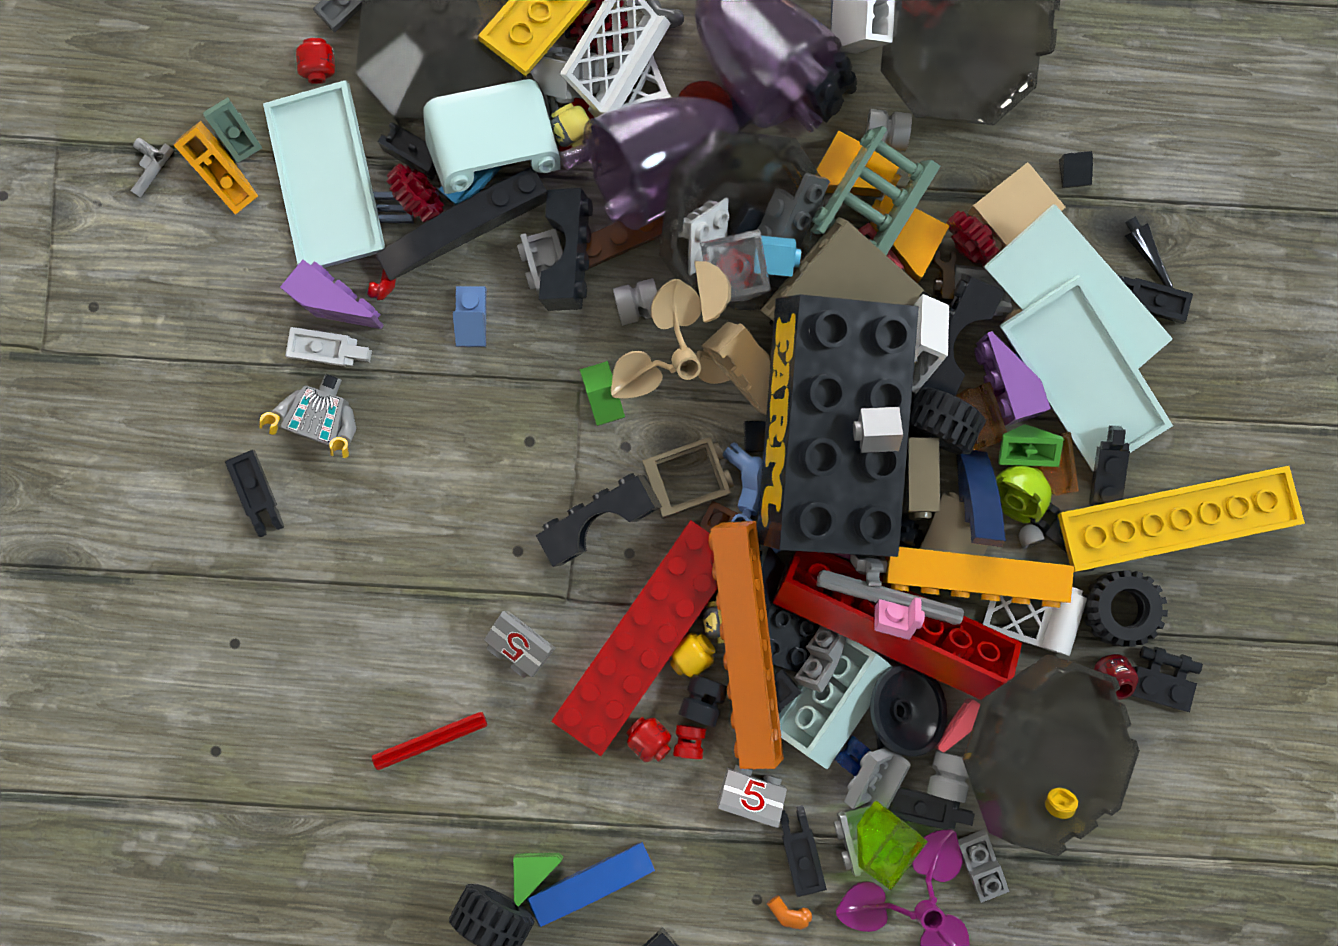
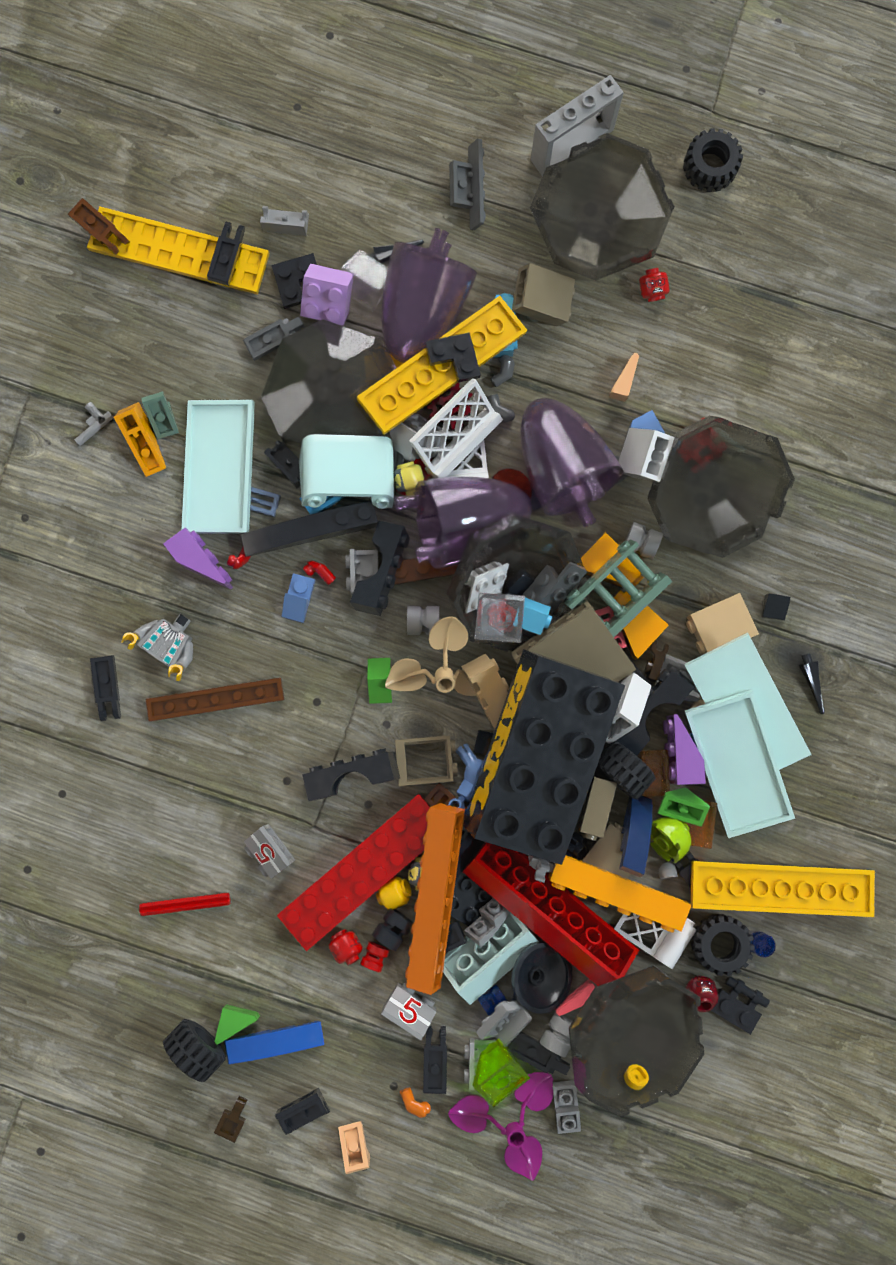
camera: 15 degrees right, 0 degrees up
(315, 60) = (234, 378): red head -> none
(325, 347) = (185, 593): white hinge -> none
(398, 471) = (215, 699): none -> reddish brown plate
(414, 192) = (280, 497): dark red gear -> none
(490, 272) = (320, 569): none -> red arm
(713, 290) = (478, 630): tan tile -> none
(827, 96) = (614, 494): black plate -> none
(860, 589) = (549, 891): light grey axle -> none
(878, 429) = (570, 770): brick -> none
(898, 619) = (550, 910): bright pink bracket -> none
(972, 238) = (683, 639): dark red gear -> none
(1110, 468) = (740, 837): black hinge -> none
(1160, 299) = (810, 719): black hinge -> none
(1180, 595) = (766, 945): none -> clear blue wheel

